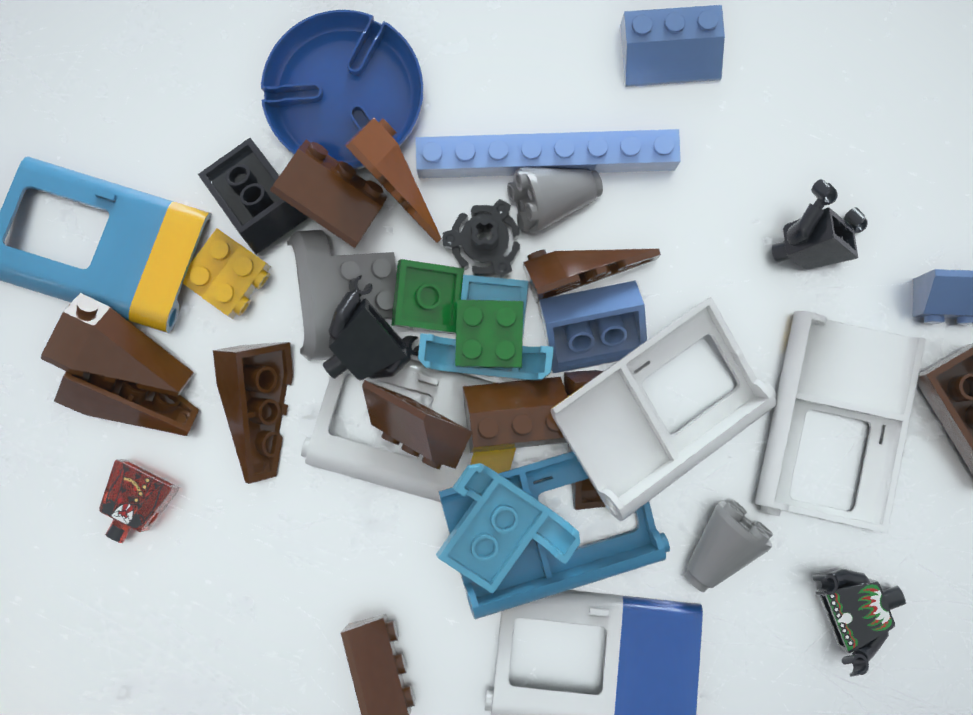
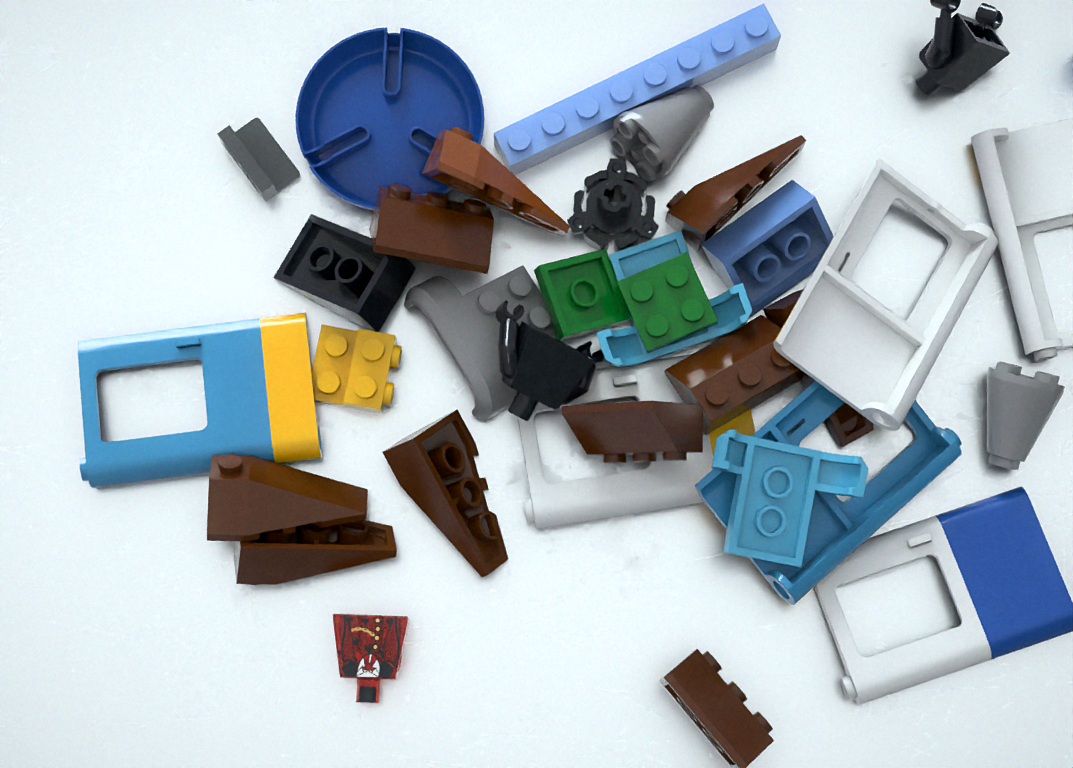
camera: 30 degrees left, 5 degrees down
(229, 75) = (259, 158): none -> dark grey panel

